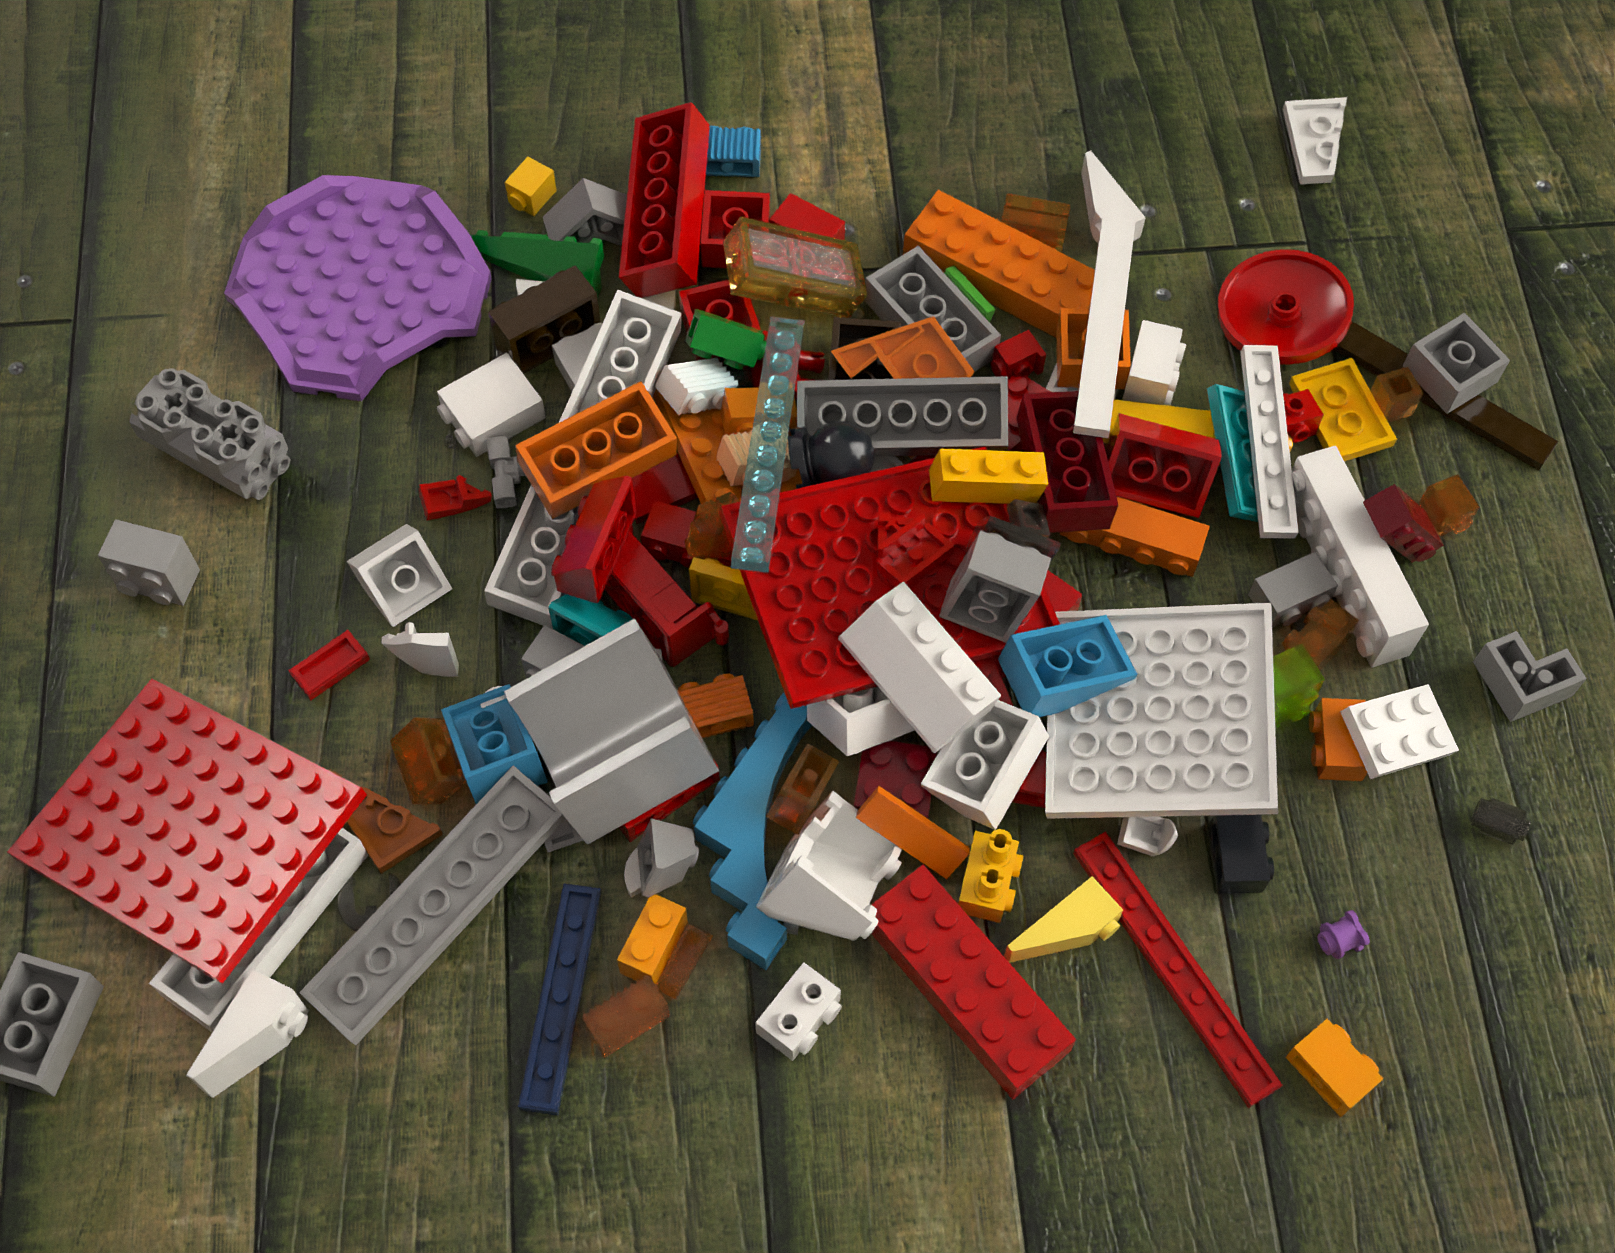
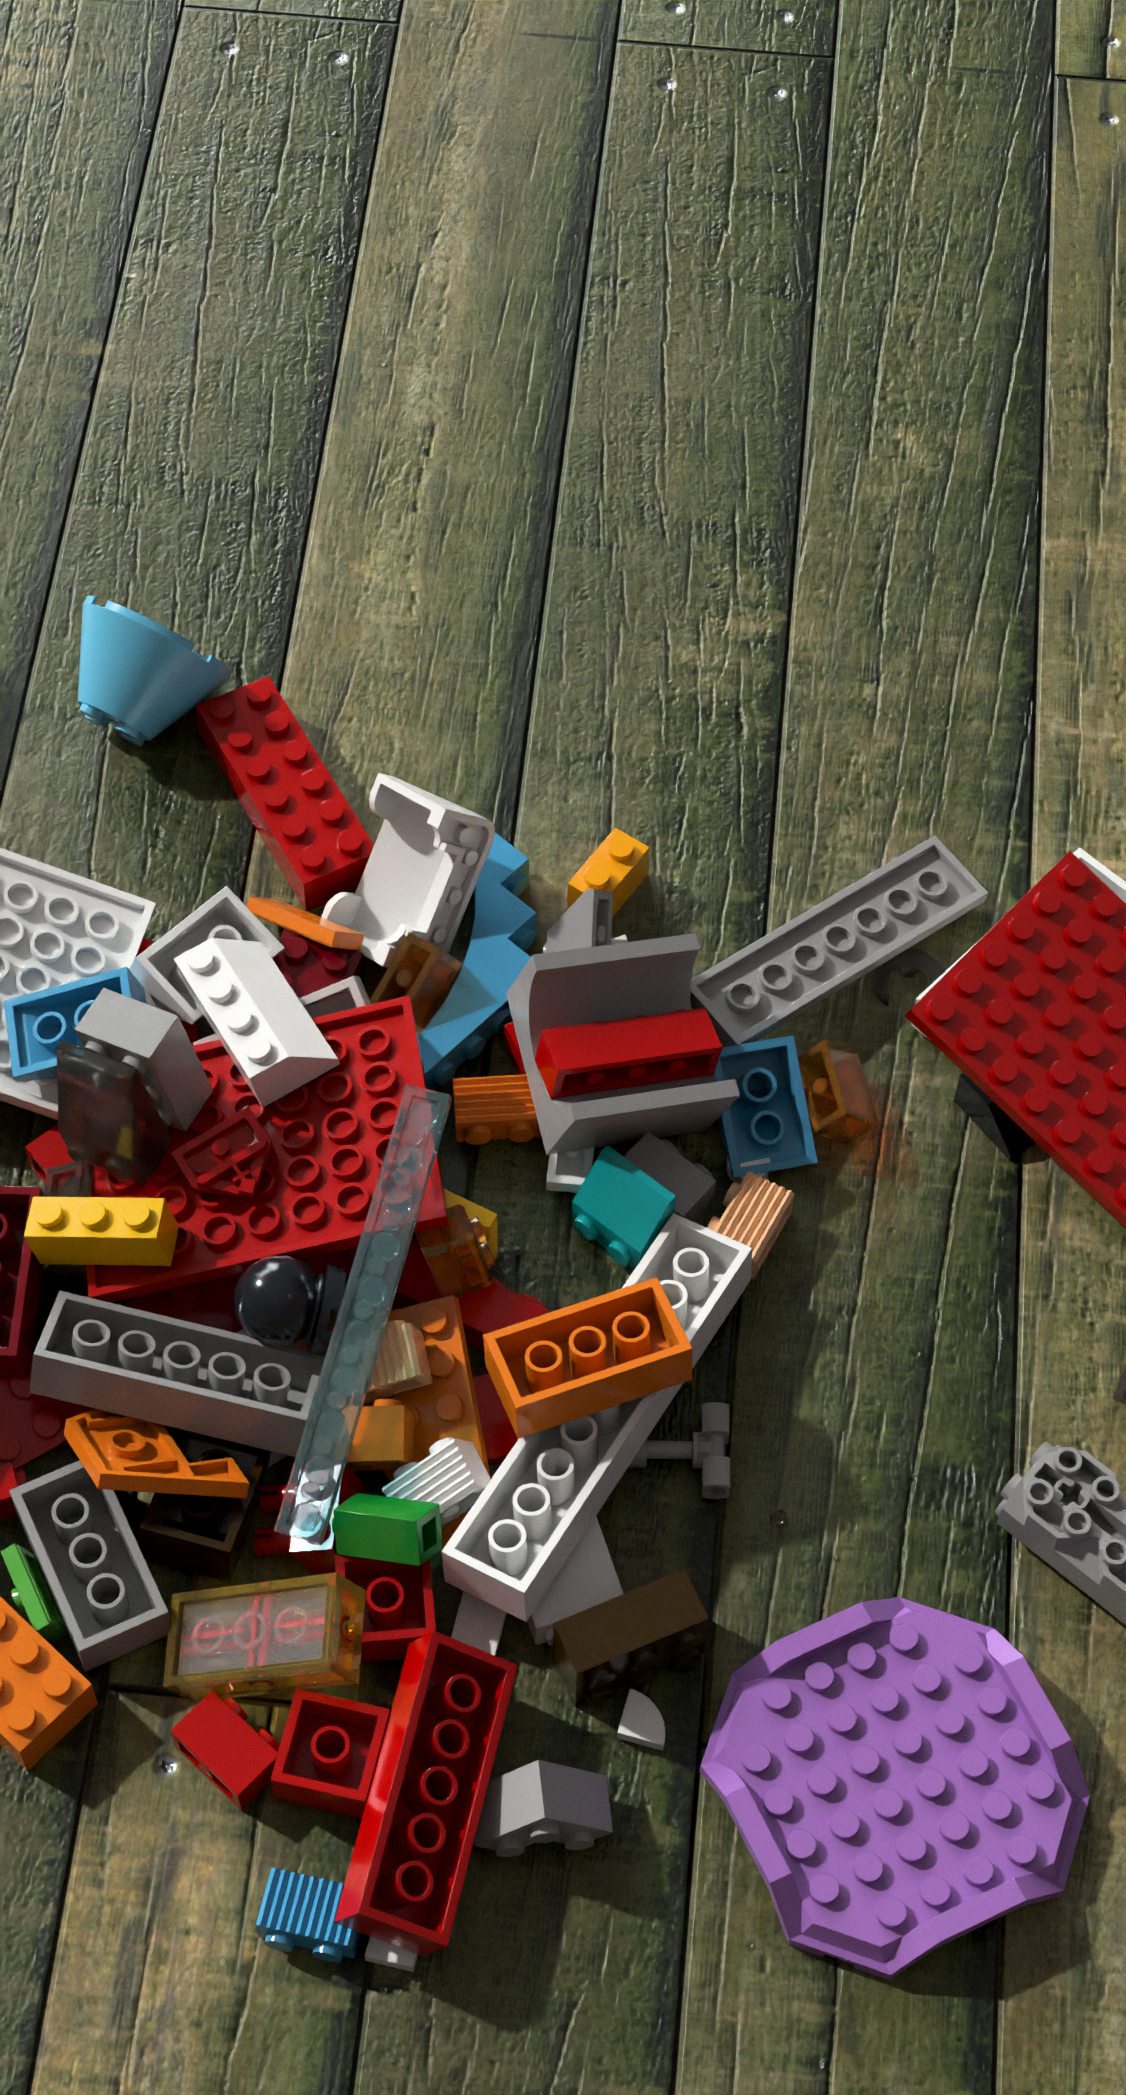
camera: 170 degrees left, 5 degrees down
(251, 1031) = (1035, 845): white slope -> none
(329, 665) = (949, 1244): red tile -> none
(389, 830) = (901, 1053): dark orange wing -> none
(400, 574) = (859, 1332): white slope -> none
(424, 651) = (833, 1207): white slope -> none
(451, 498) = (785, 1434): red slope -> none
(490, 404) = (723, 1541): white brick -> none
(492, 643) = (754, 1215): none -> light nougat brick
(530, 186) = (624, 1901): yellow brick -> none
(540, 257) = (640, 1776): green wedge -> none
(560, 1000) = (716, 849): dark blue tile -> none
(596, 539) = (607, 1232): red slope -> none
(602, 717) = (627, 1052): none -> red brick
(626, 1016) = (650, 812): clear orange brick -> none
(661, 606) = (542, 1227): red container -> none
(683, 960) = (558, 876): clear orange piece -> none
(799, 1012) = (475, 780): white brick -> none
(988, 875) = (239, 865): yellow brick -> none
(1071, 924) = (164, 827): light yellow slope -> none
(1137, 1070) = (139, 672): none -> medium azure cone
(1179, 972) = (61, 772): red tile -> none

